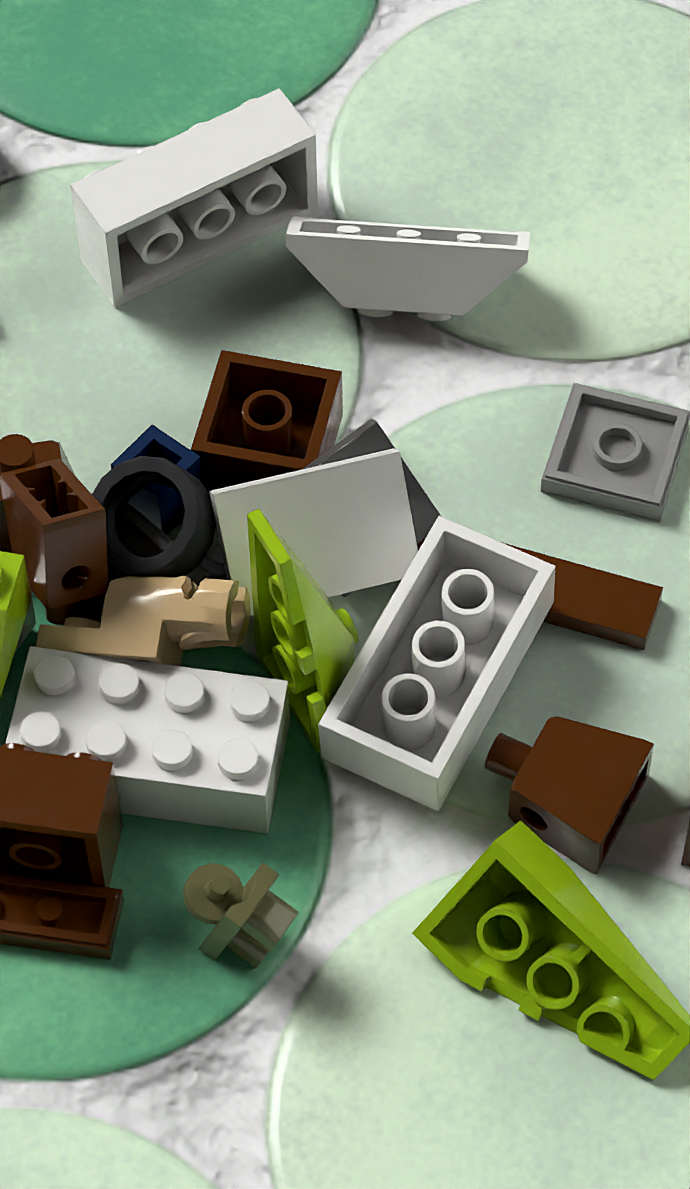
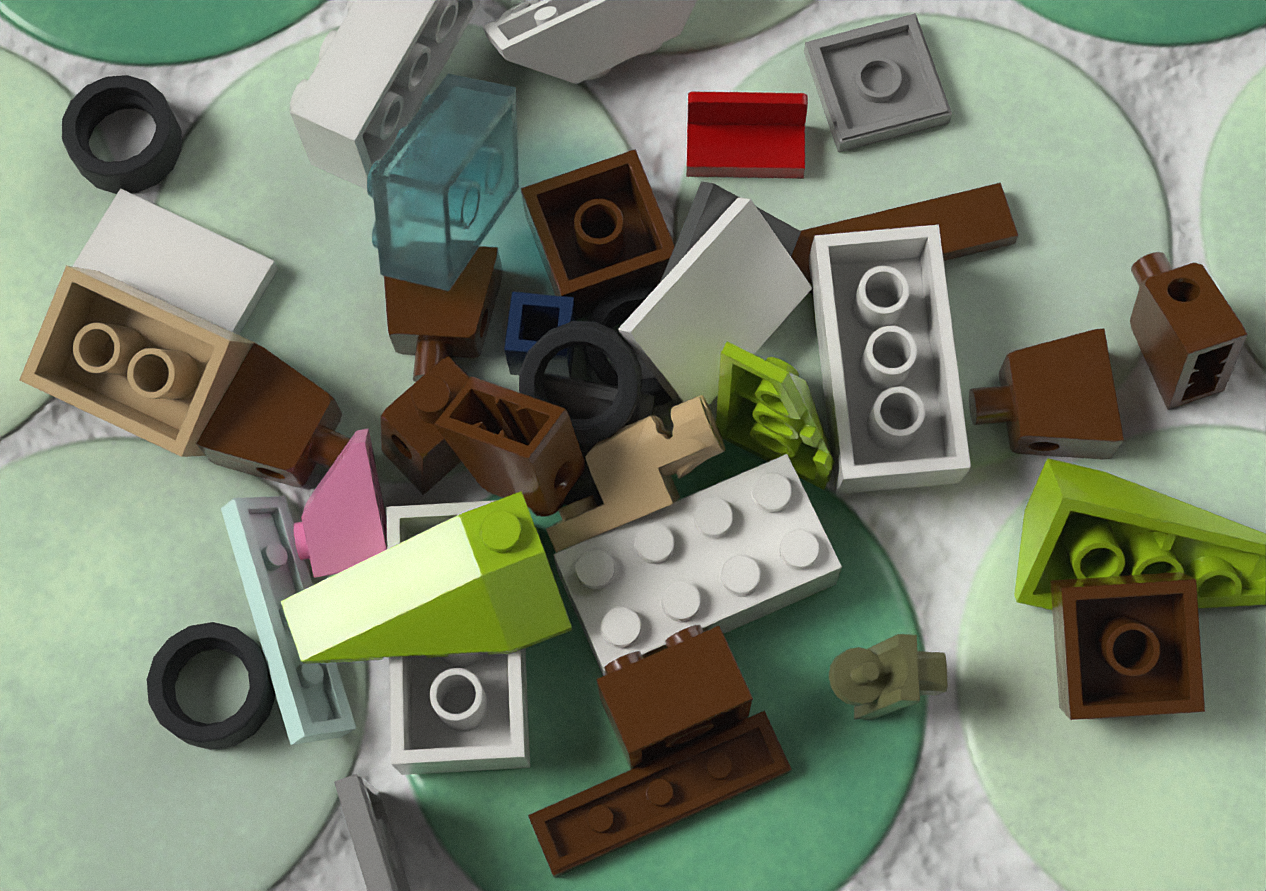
camera: 30 degrees left, 15 degrees up
(99, 407) = (444, 322): none -> reddish brown torso
(159, 307) = (445, 181): none -> clear light blue brick
(463, 426) = (746, 134): none -> red panel
(472, 1009) = (1127, 645): none -> reddish brown brick

